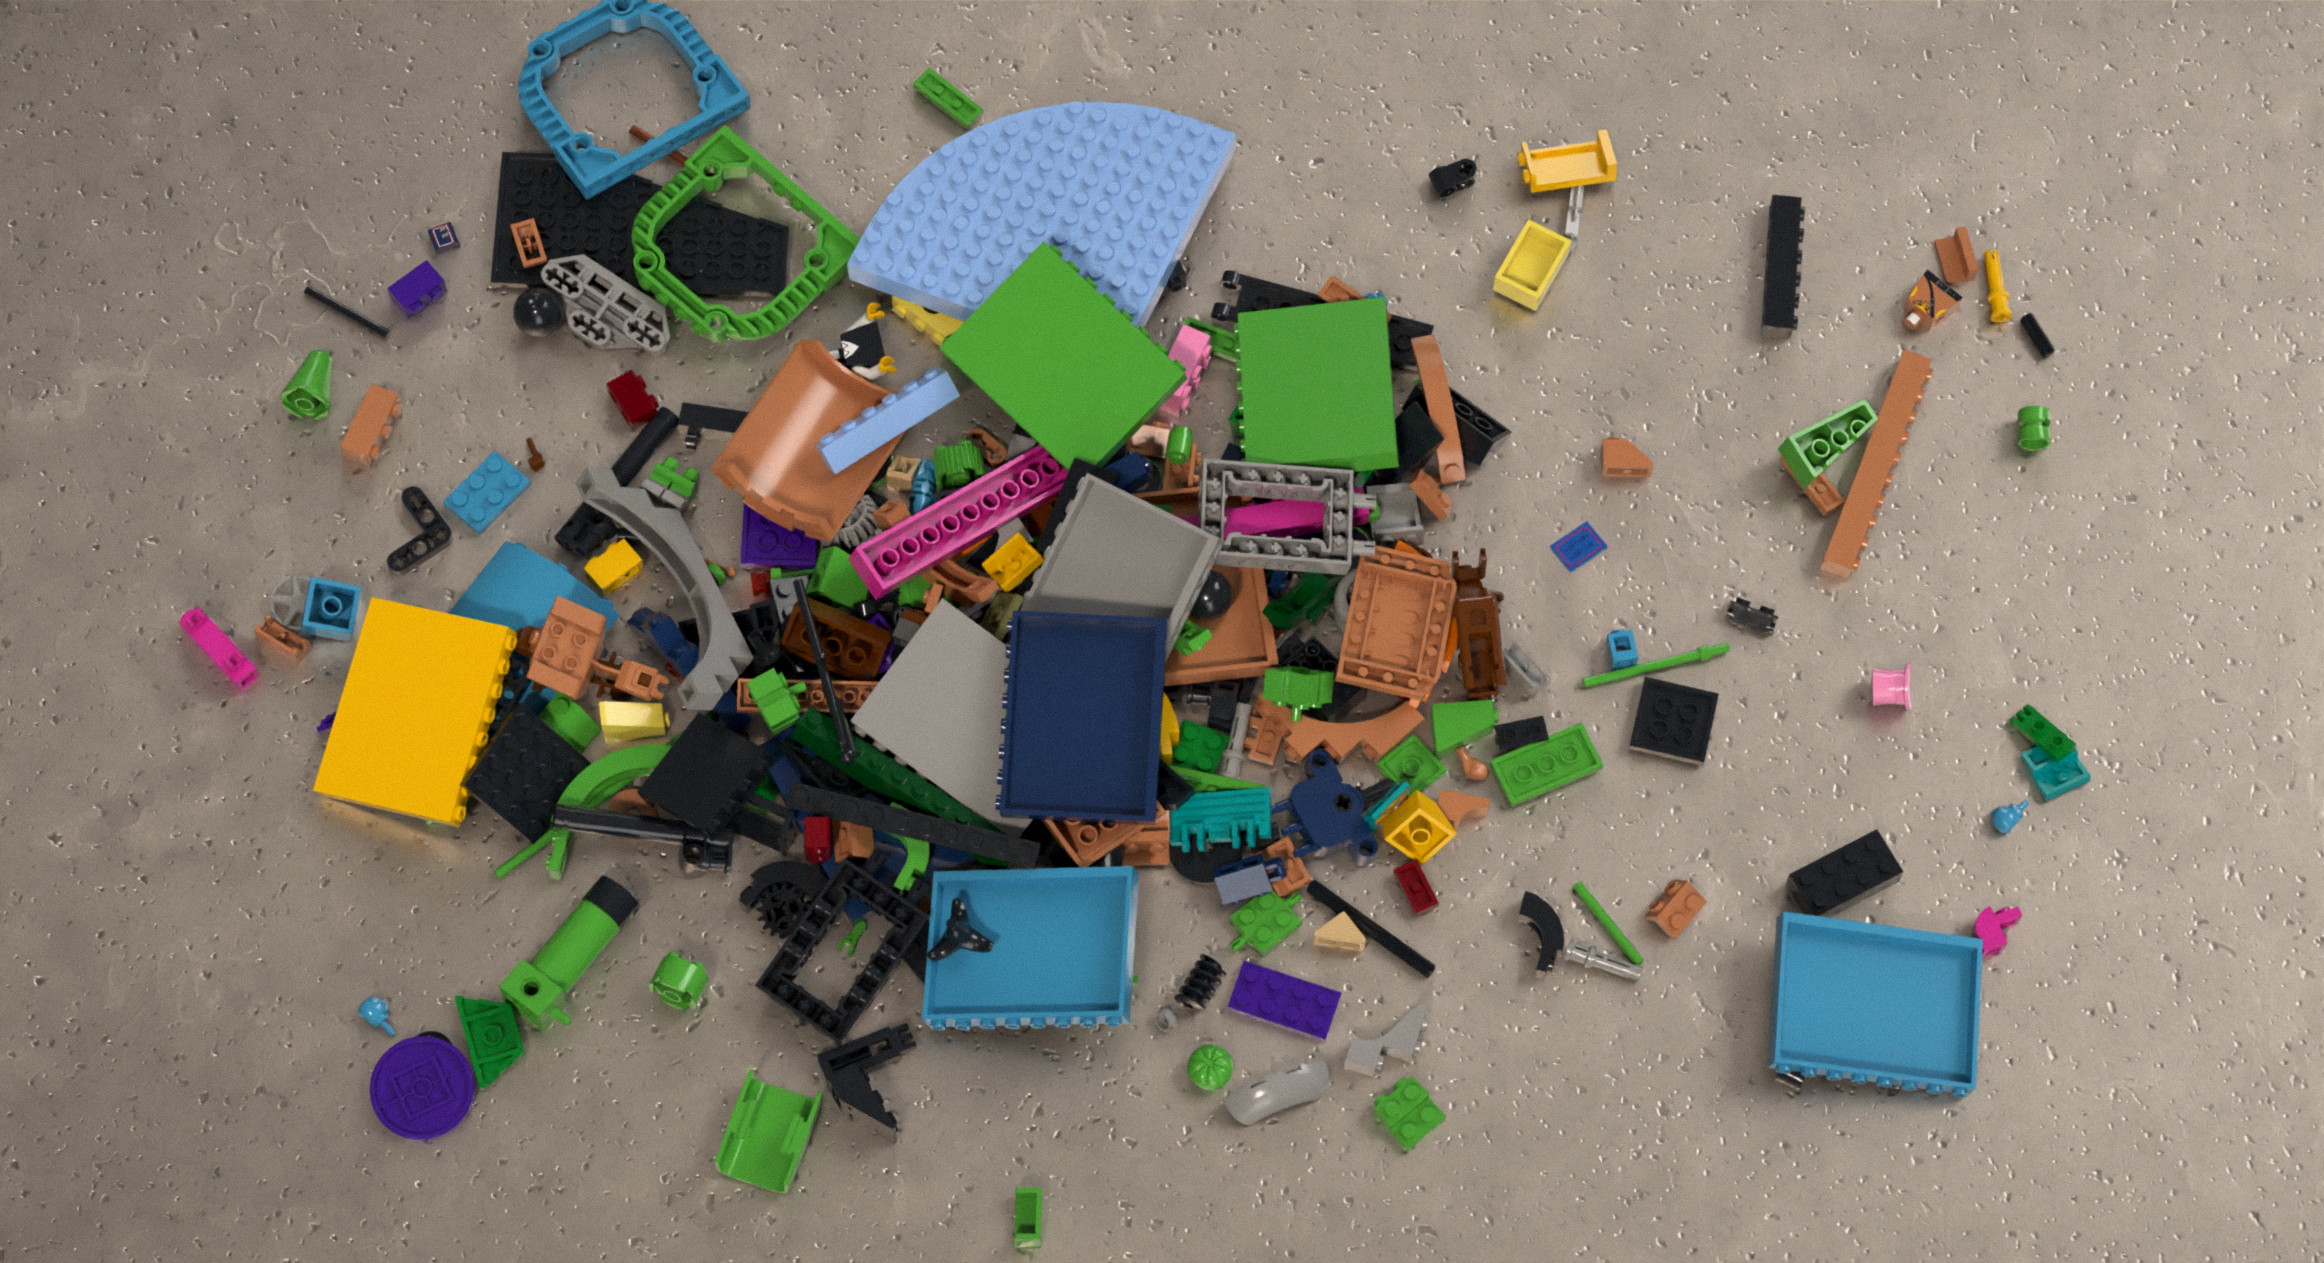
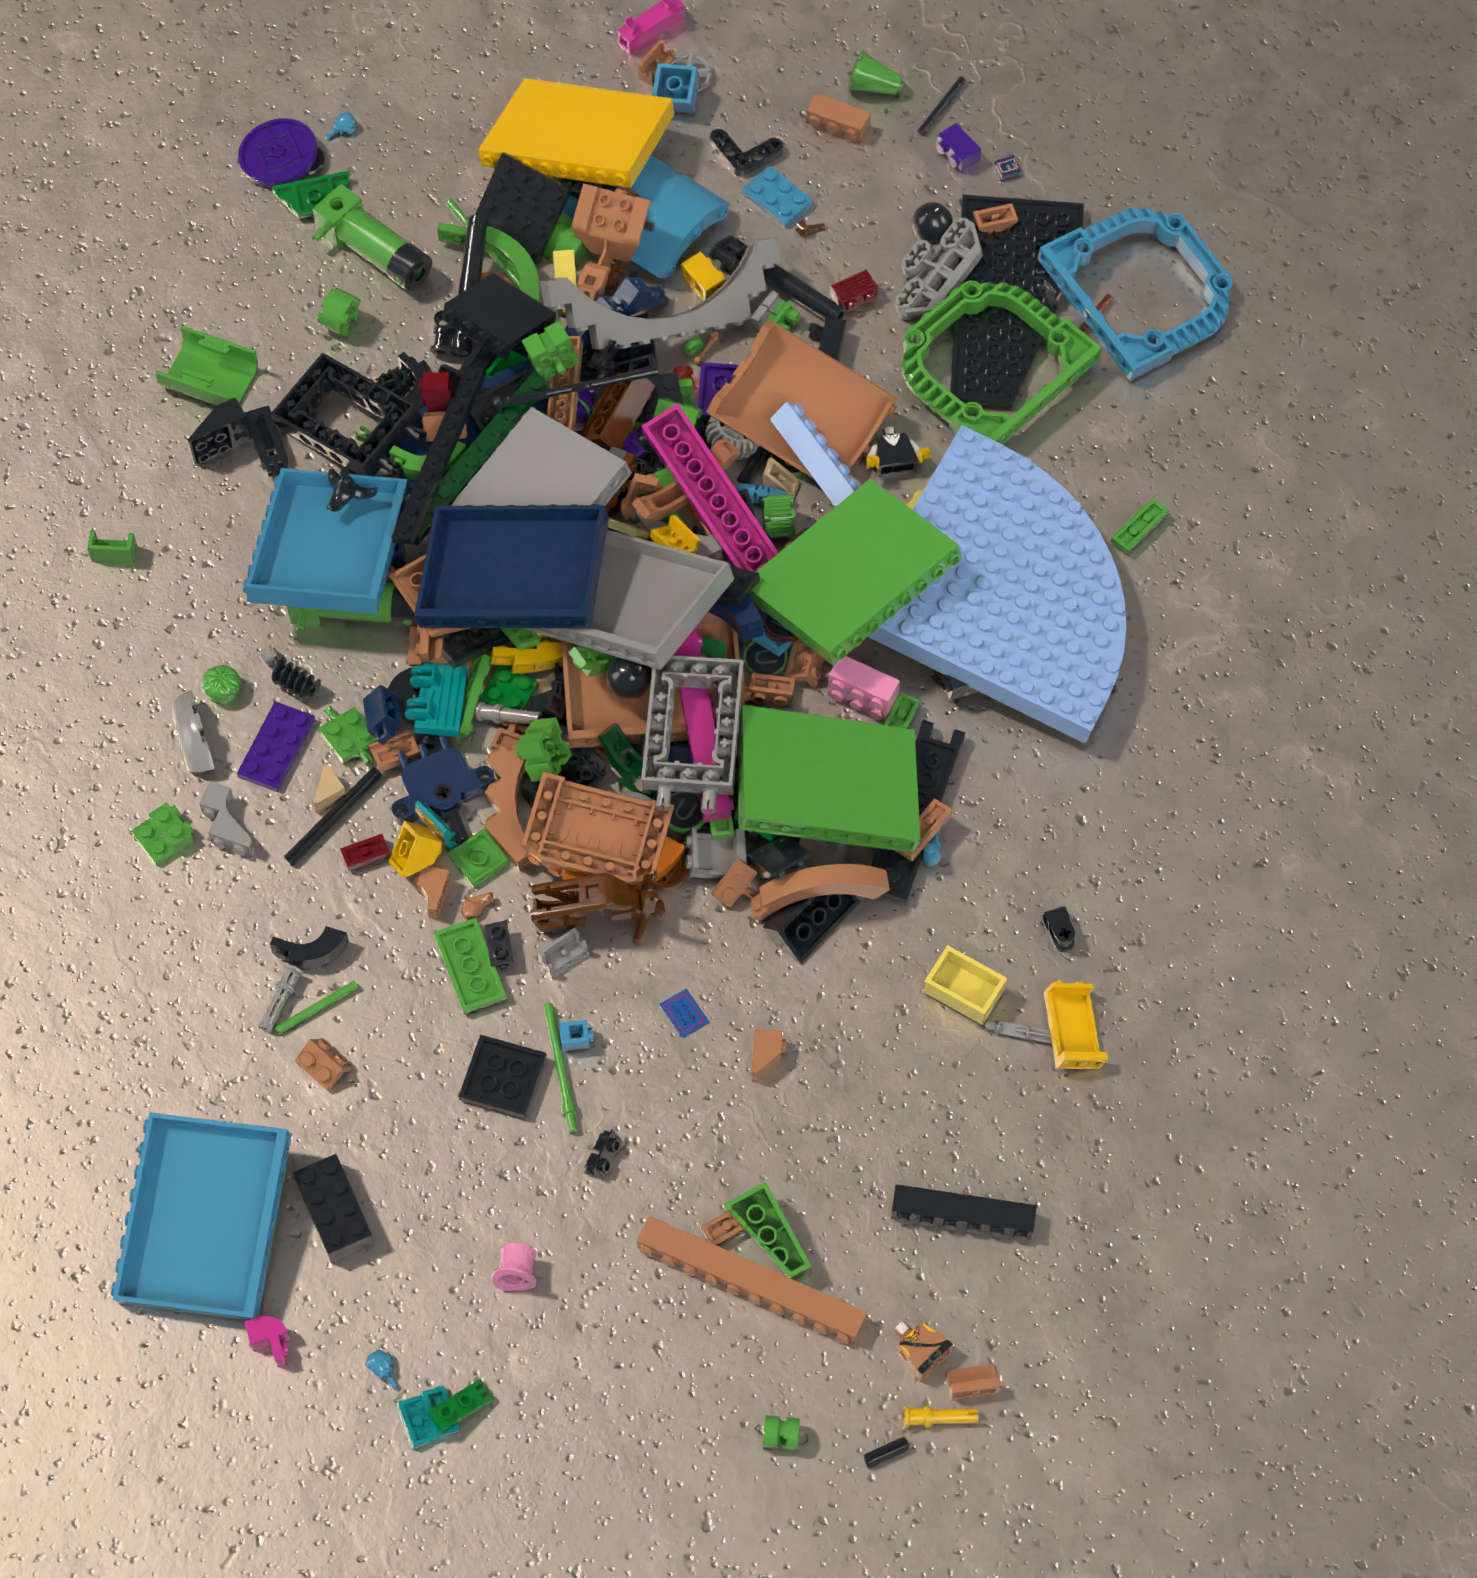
camera: 95 degrees right, 5 degrees down
(1179, 445) = (790, 681): bright green brick -> none
(1460, 724) = (512, 895): bright green slope -> none

